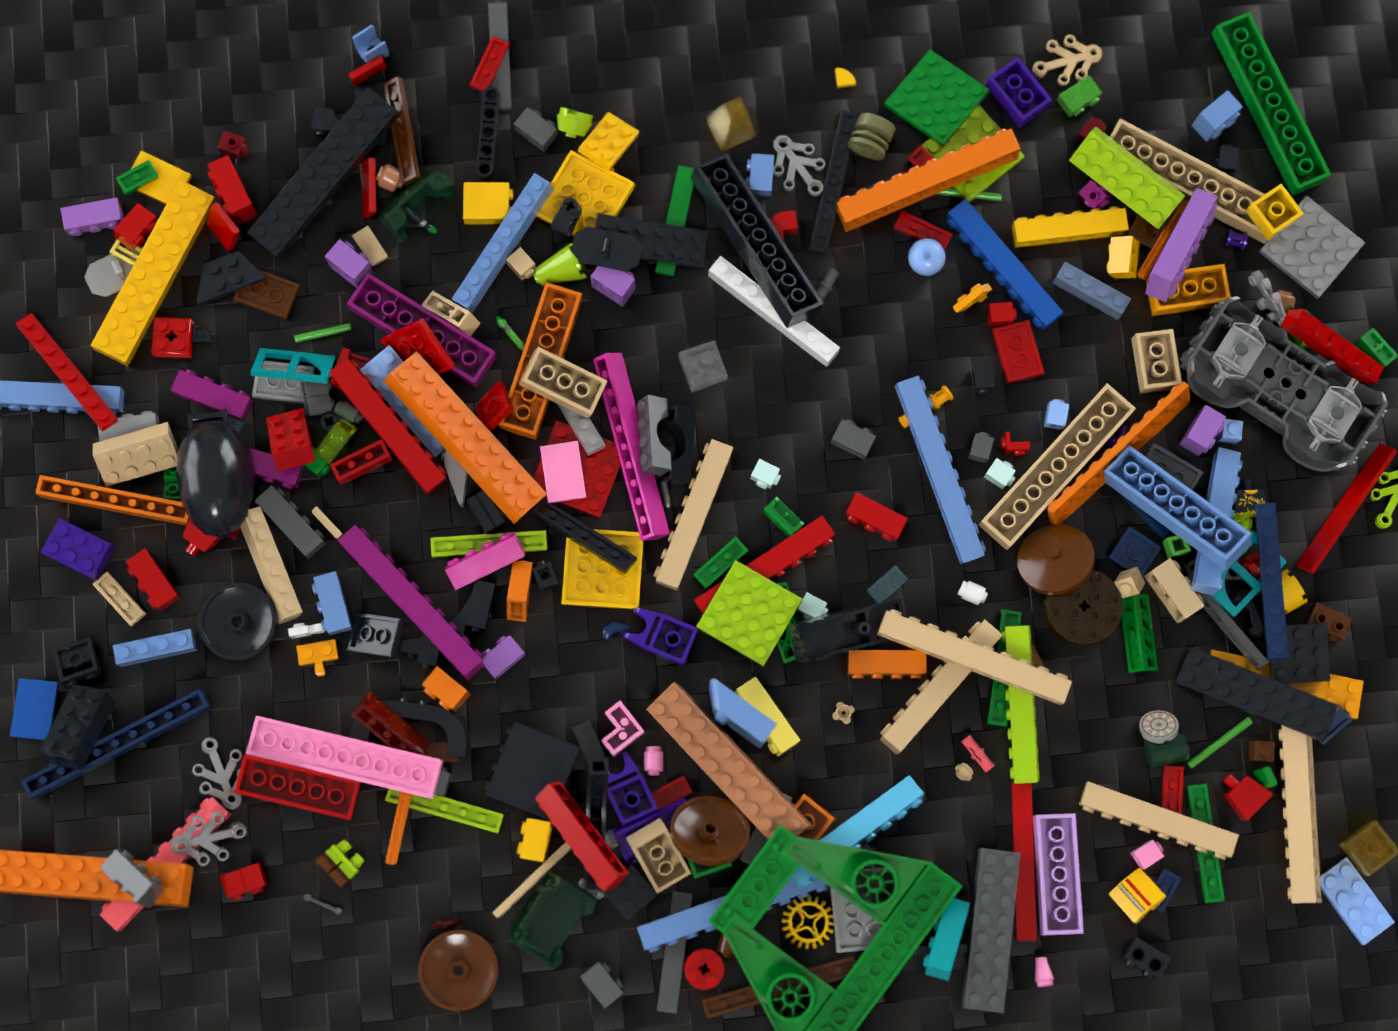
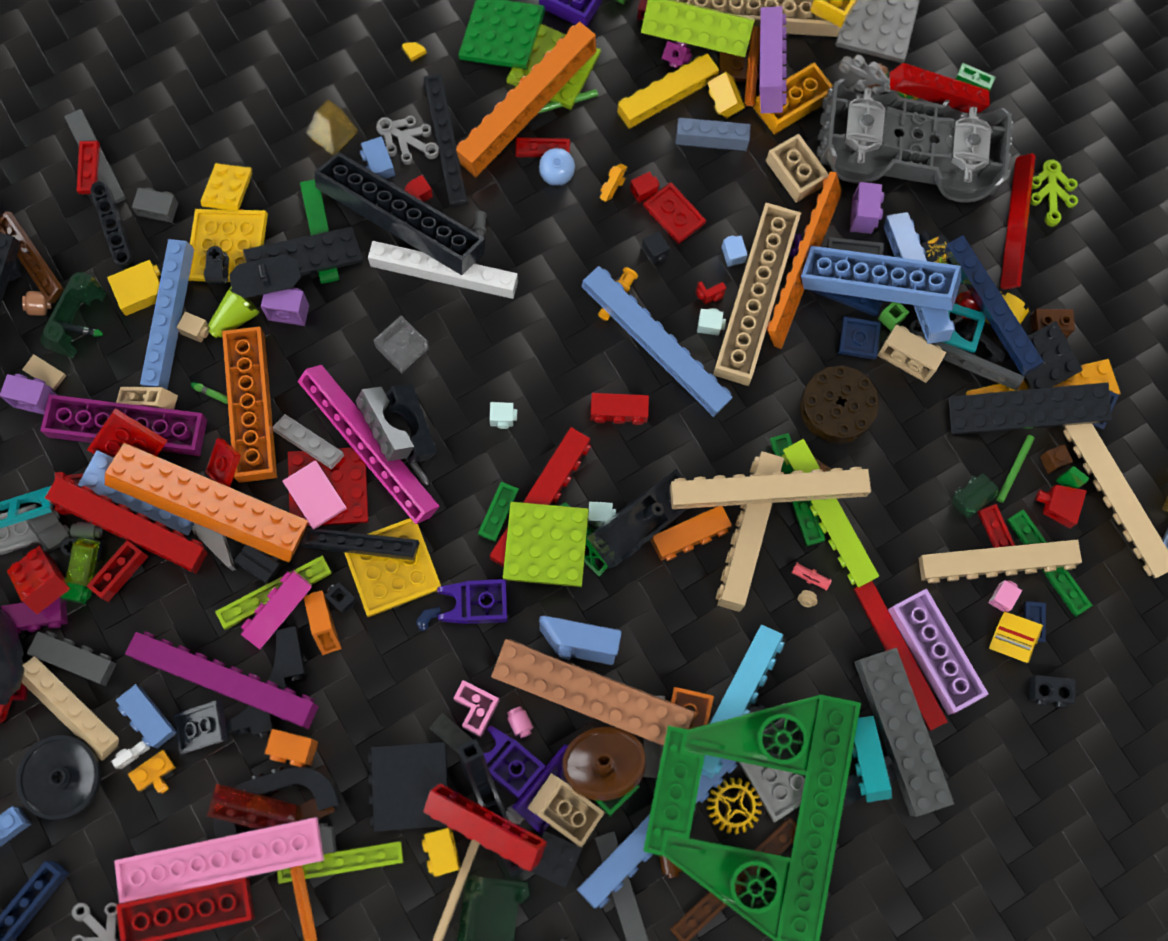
camera: 25 degrees left, 5 degrees down
(322, 333) = (31, 469): bright green bar -> none
(327, 523) = (108, 642): tan tile -> none
(369, 187) = (20, 320): red tile -> none
(502, 656) = (332, 691): medium lavender brick -> none
(562, 382) = (276, 411): tan brick -> none
(573, 122) = (187, 183): lime cone -> none
(596, 893) = (525, 875): clear tile -> none
(671, 792) = (550, 744): red tile -> none
(694, 514) = (453, 480): tan brick -> none
(710, 978) = (669, 905): red brick -> none
(782, 736) = (630, 641): light yellow brick -> none
(783, 517) = (535, 446): green hinge -> none
(838, 713) = (677, 591): tan plate -> none
(853, 438) = (566, 348): dark grey brick -> none
(871, 136) = (460, 85): olive wheel -> none
(887, 584) = (657, 463): clear light blue tile -> none
(920, 156) = (510, 83): red plate -> none
(972, 592) = (737, 435): white brick -> none
(981, 447) = (682, 307): dark grey brick -> none
(1004, 265) = (627, 145): blue brick -> none
(1043, 973) = (968, 748): bright pink cone -> none
(1056, 559) = (796, 372): reddish brown dish -> none
(1129, 582) = (869, 363): tan brick -> none
(1135, 634) = (899, 407): green fence -> none
(1159, 726) = (958, 477): light grey tile -> none
(1231, 432) = (892, 199): light blue brick -> none
(1236, 239) = (817, 44): dark purple bush -> none

